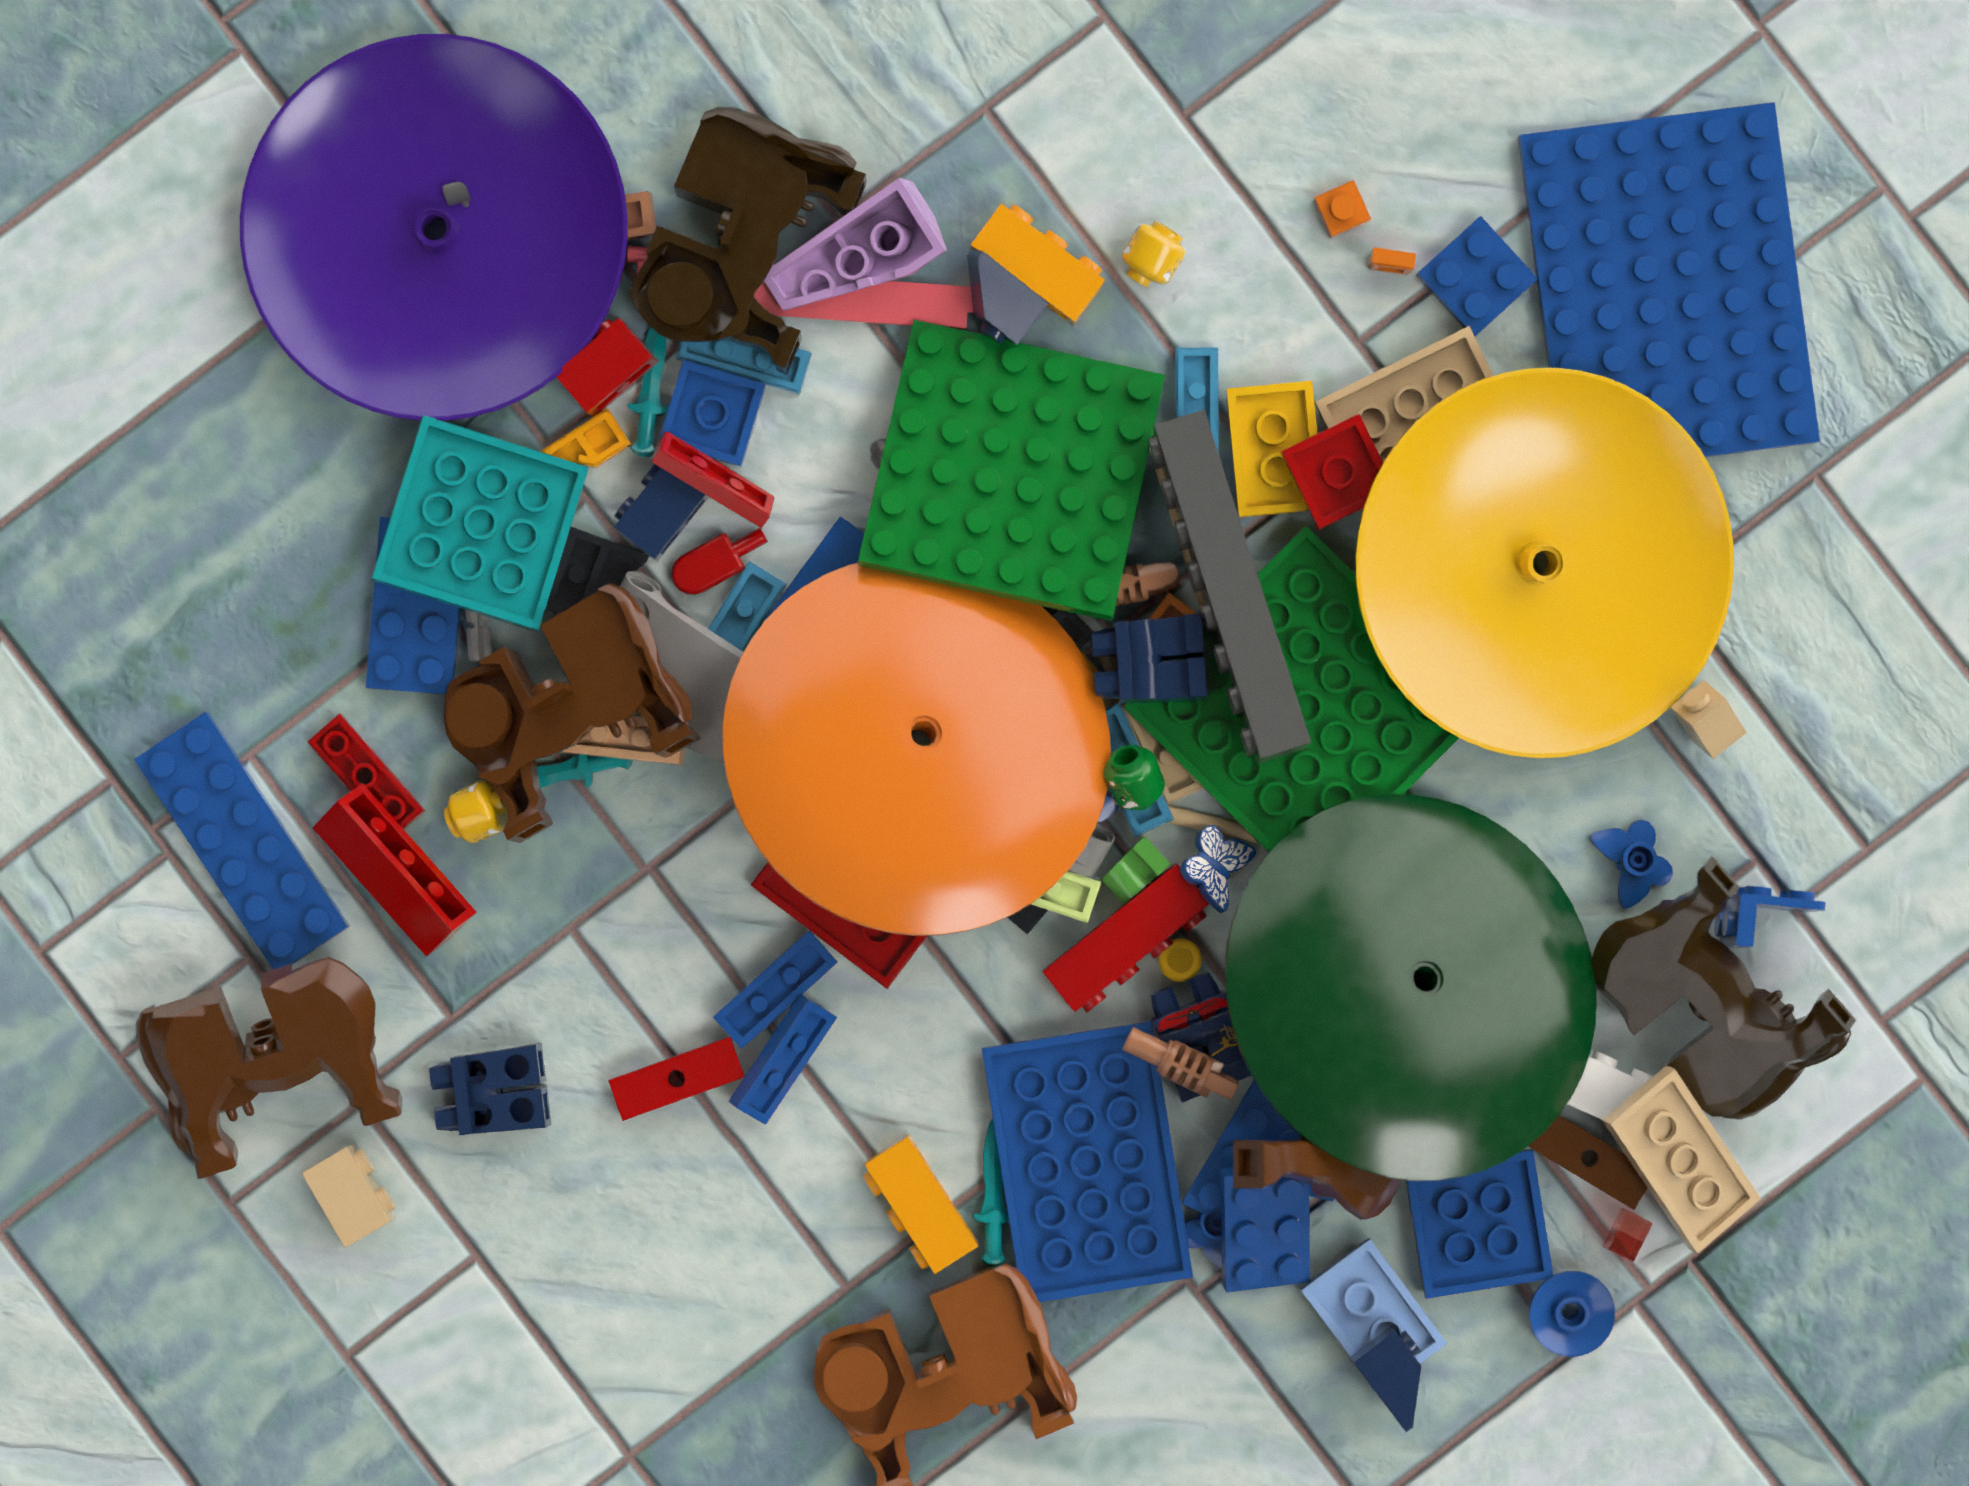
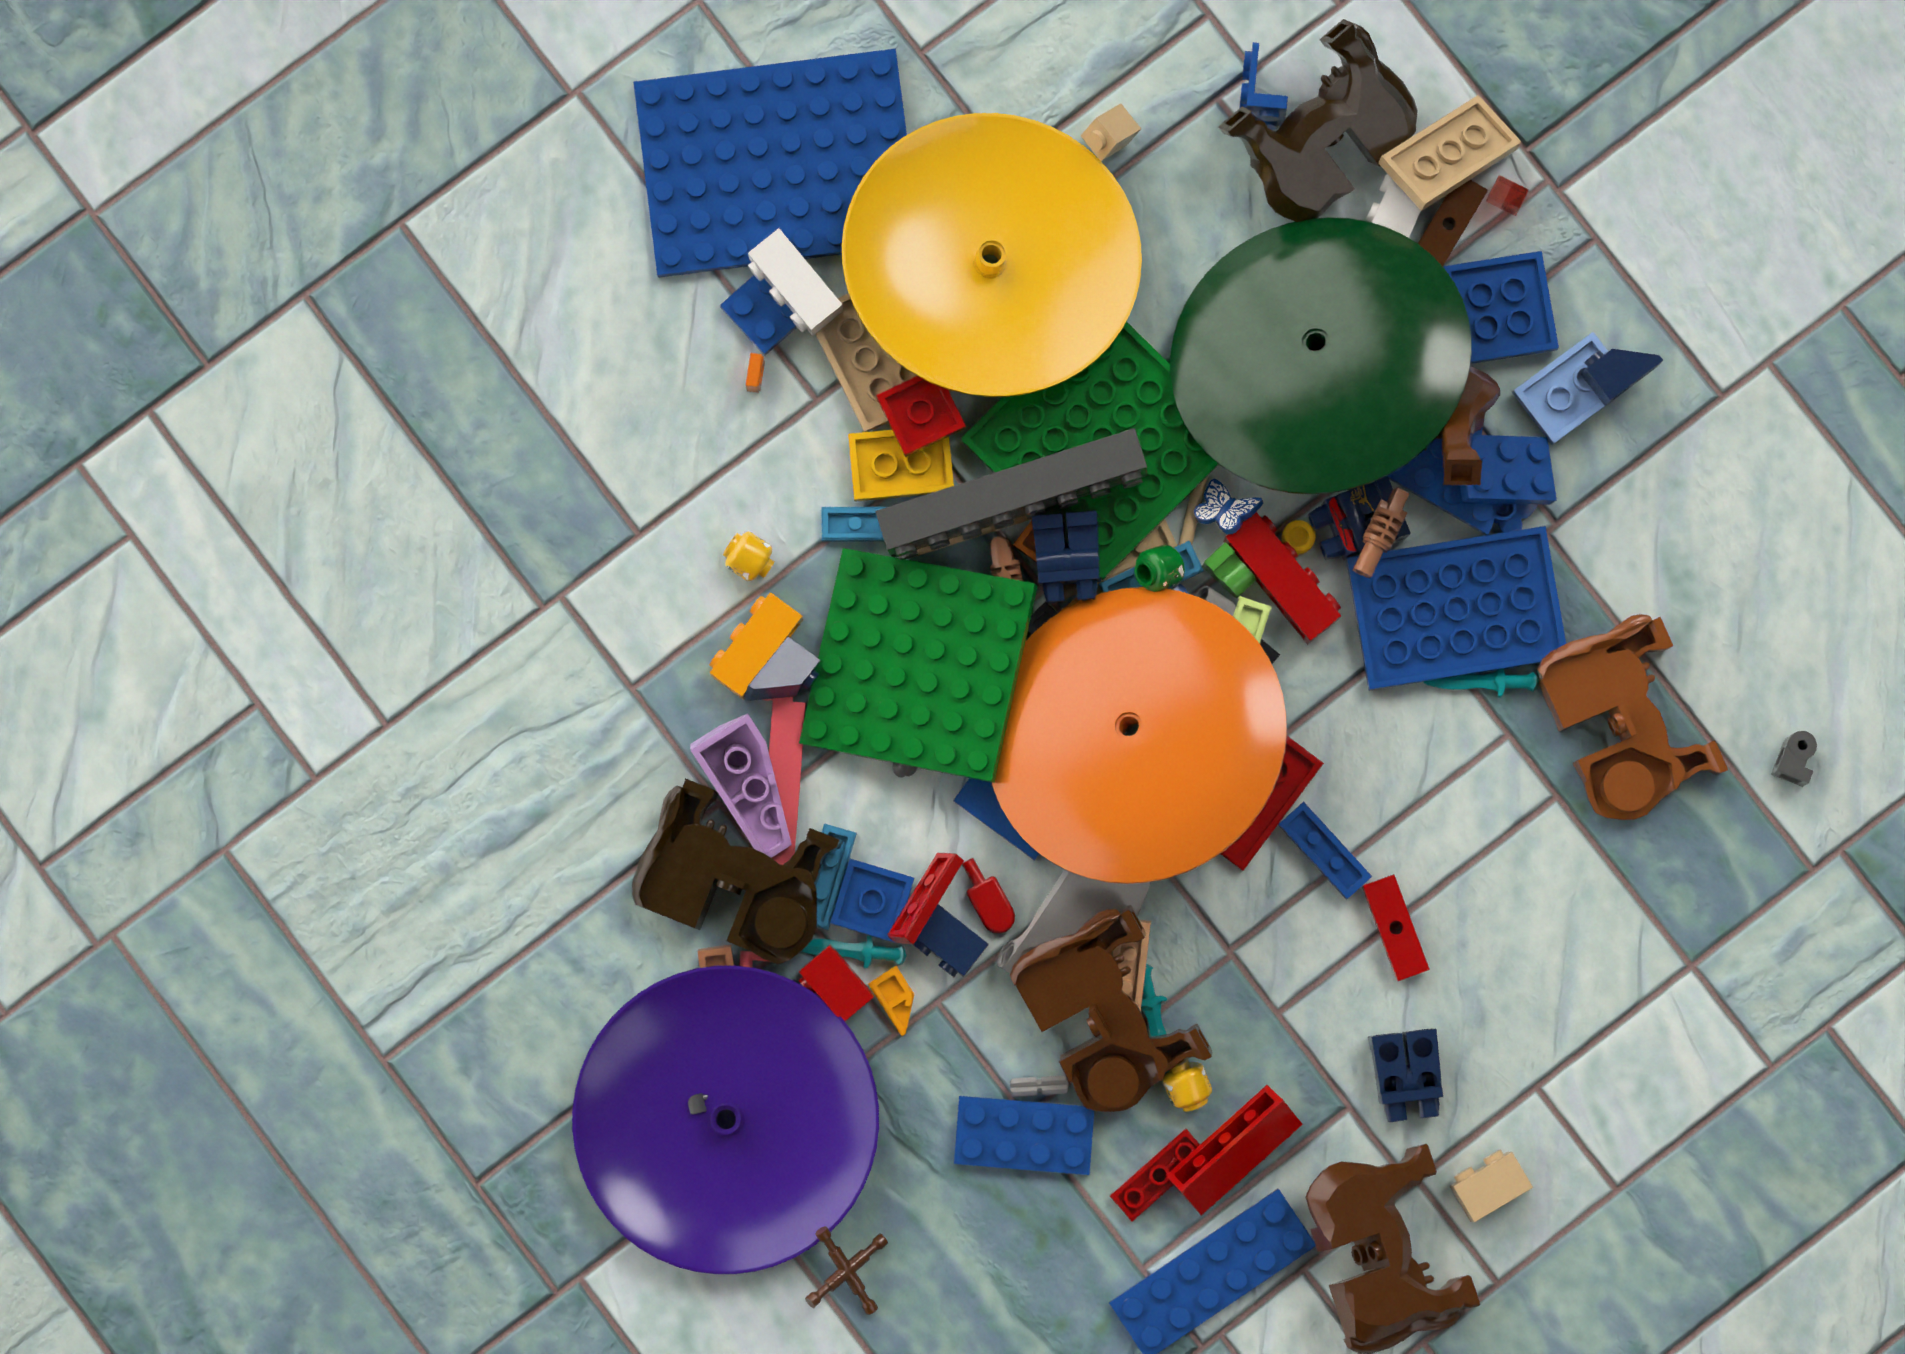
camera: 85 degrees left, 5 degrees down
(245, 380) = (846, 1270): none -> reddish brown piece
(480, 523) = (960, 1082): teal plate -> none
(588, 565) = (996, 998): black wing -> none
(747, 606) = (1023, 874): dark azure tile -> none
(782, 1059) = (1379, 844): blue plate -> none
(919, 1205) = (1492, 737): light orange brick -> none
(1342, 209) = (713, 411): orange plate -> none
(1506, 308) = (794, 283): none -> white brick
(1584, 1329) = (1578, 227): blue dish -> none
(1635, 859) = (1218, 189): blue animal -> none

